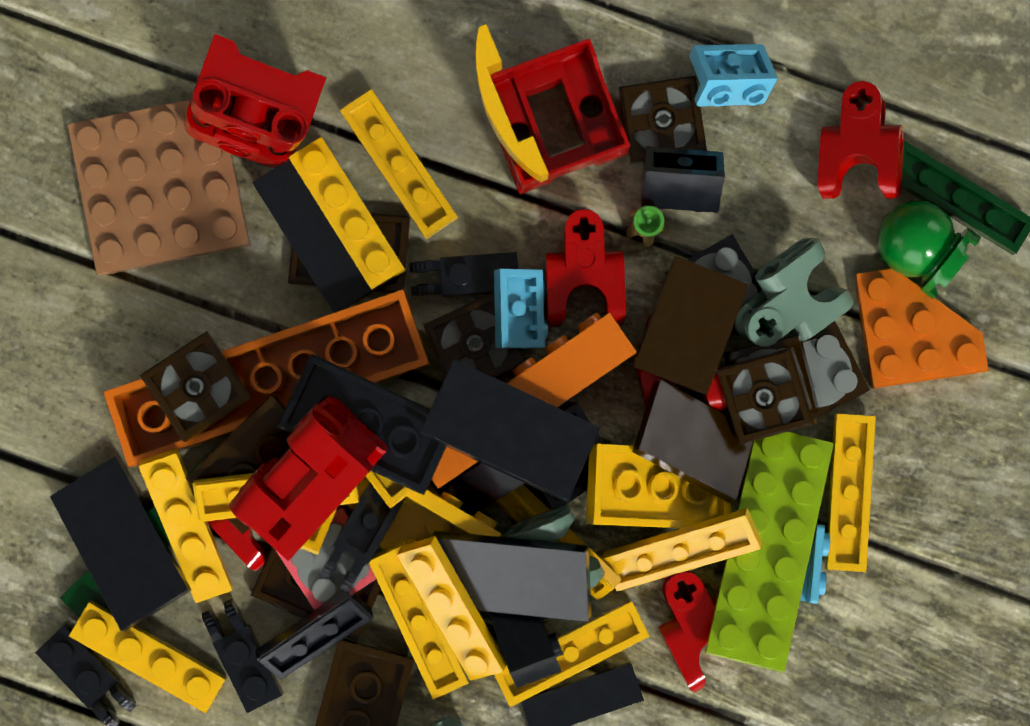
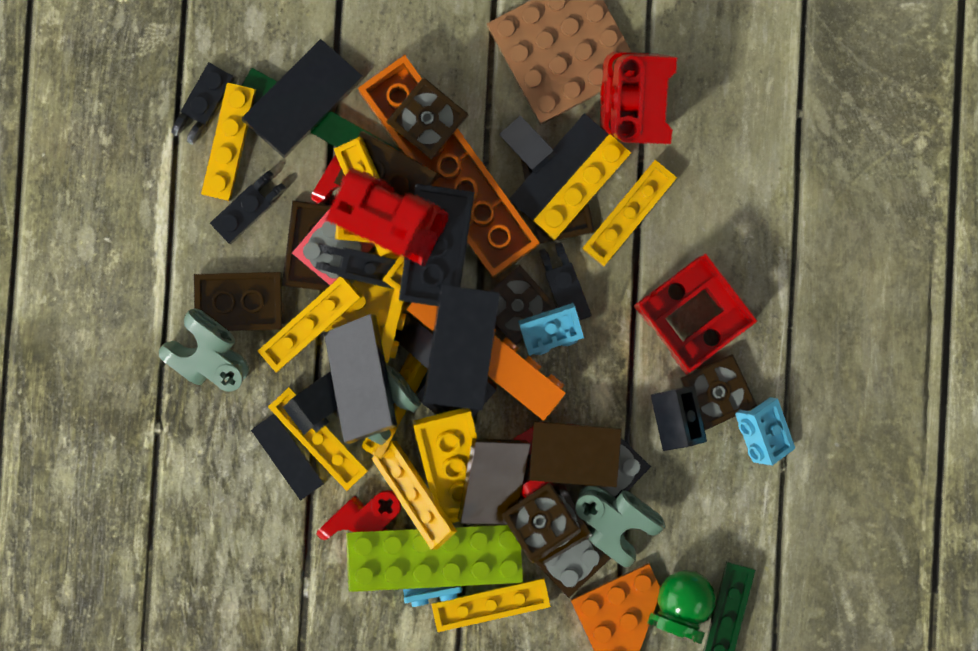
camera: 80 degrees right, 0 degrees up
(190, 539) = (319, 146): yellow plate -> none
(270, 267) = (528, 144): none -> black tile
(314, 633) = (278, 253): black tile -> none
(452, 608) = (325, 344): yellow plate -> none
(524, 152) = (716, 253): yellow slope -> none
(585, 265) = (596, 365): red piece -> none
(647, 223) = (639, 402): bright green piece -> none
(861, 140) = (746, 537): red piece -> none

